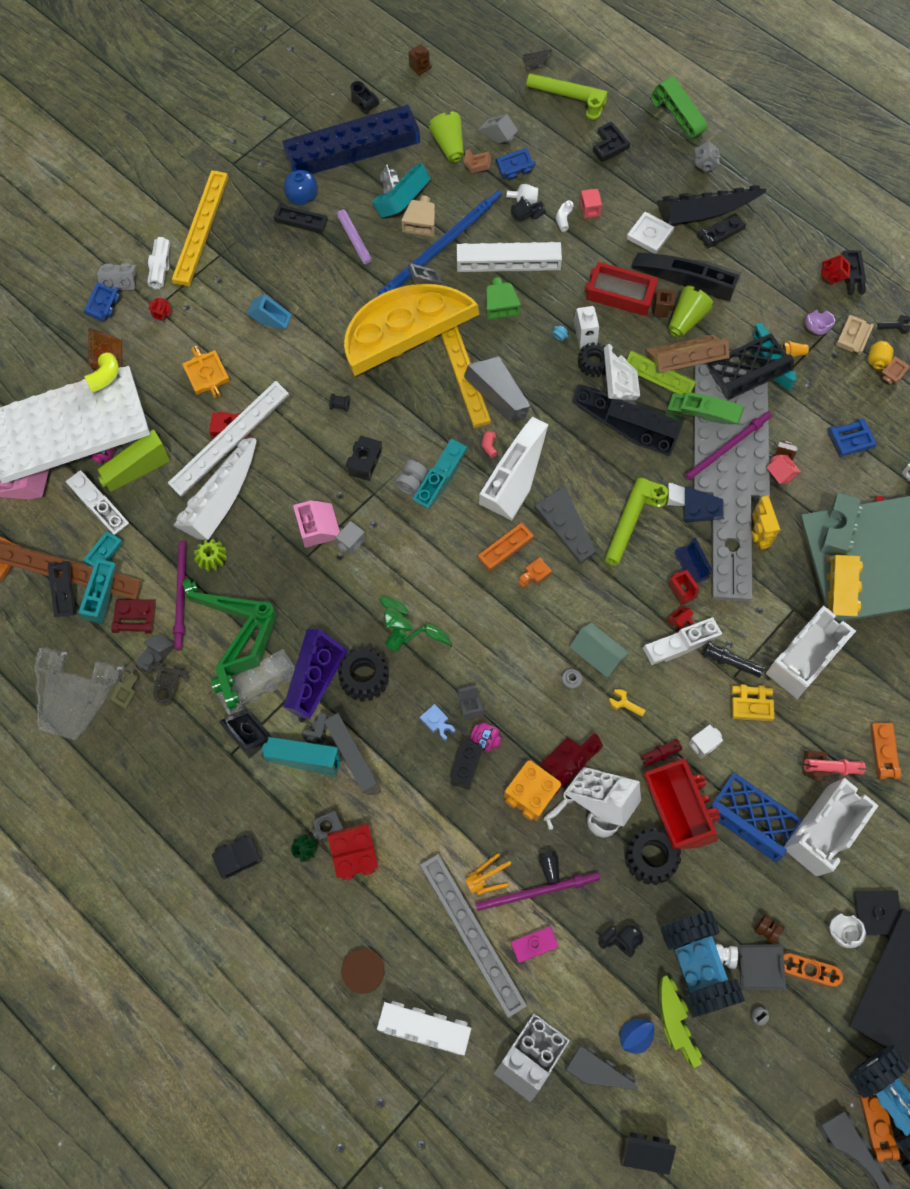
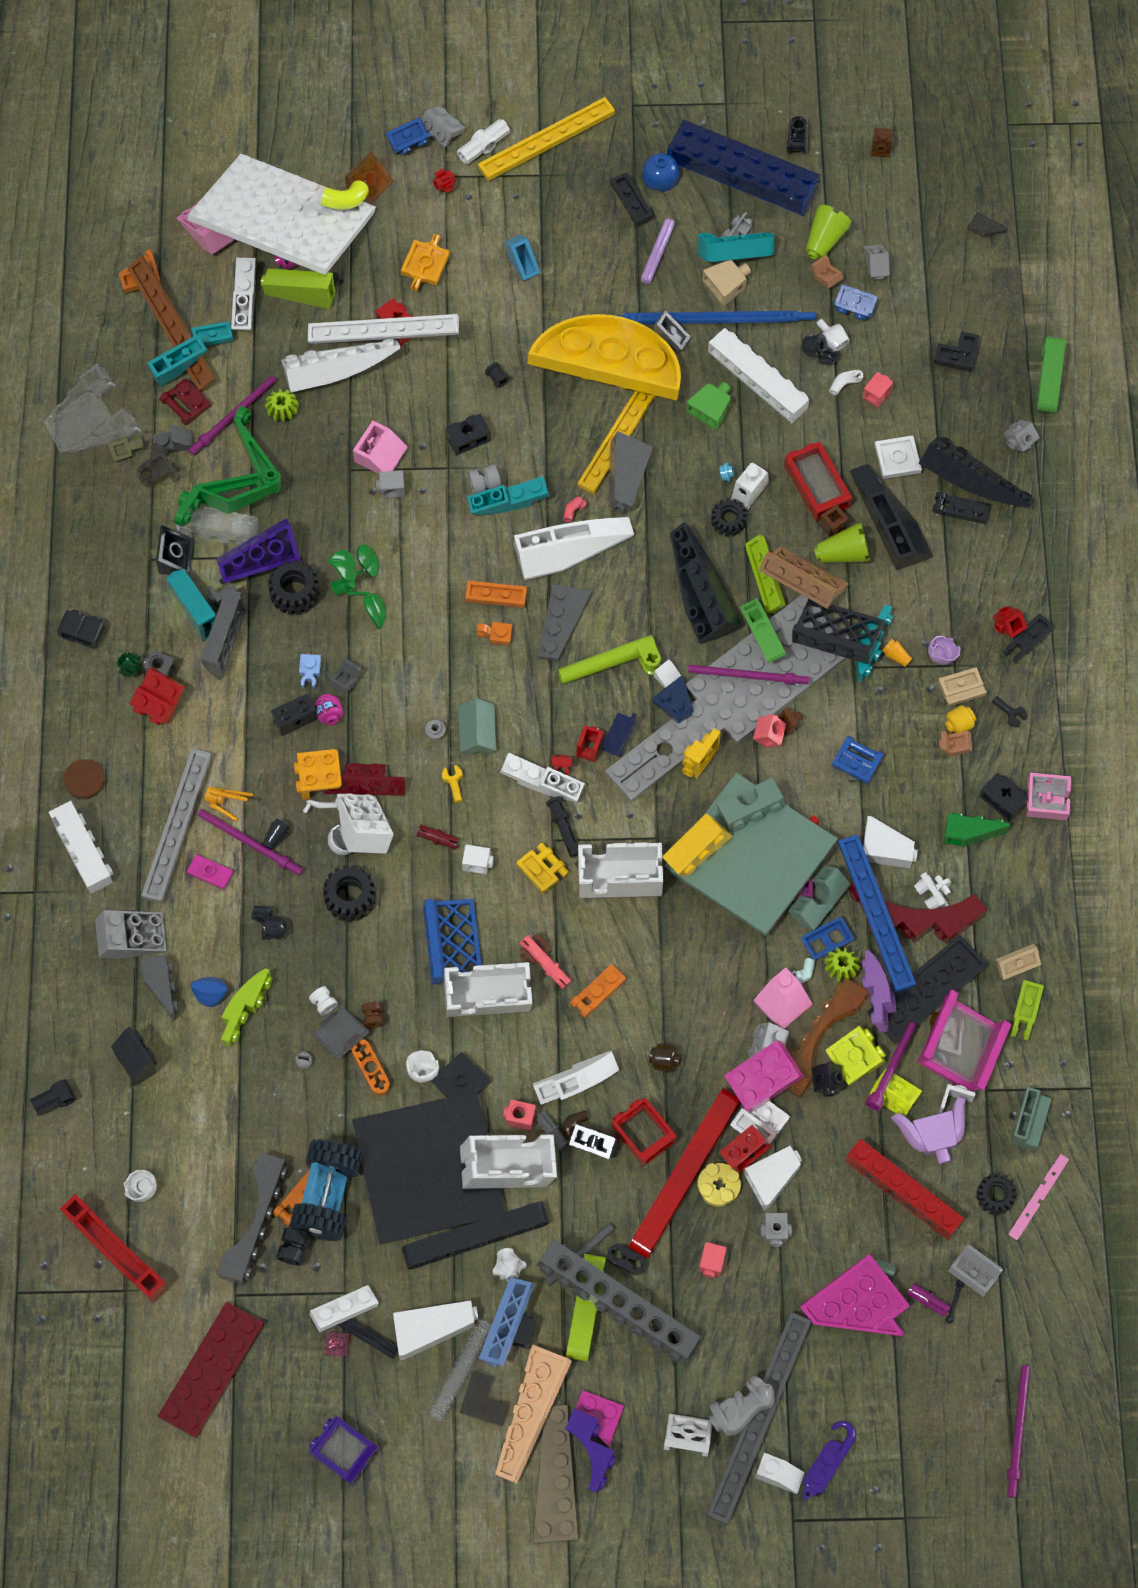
camera: 45 degrees right, 0 degrees up
(61, 589) = (155, 335): black plate -> none
(594, 97) = (991, 303): lime axle -> none
(621, 377) = (725, 547): white wing -> none
(681, 805) = (406, 879): red piece -> none
(701, 964) = (283, 1006): plate -> none

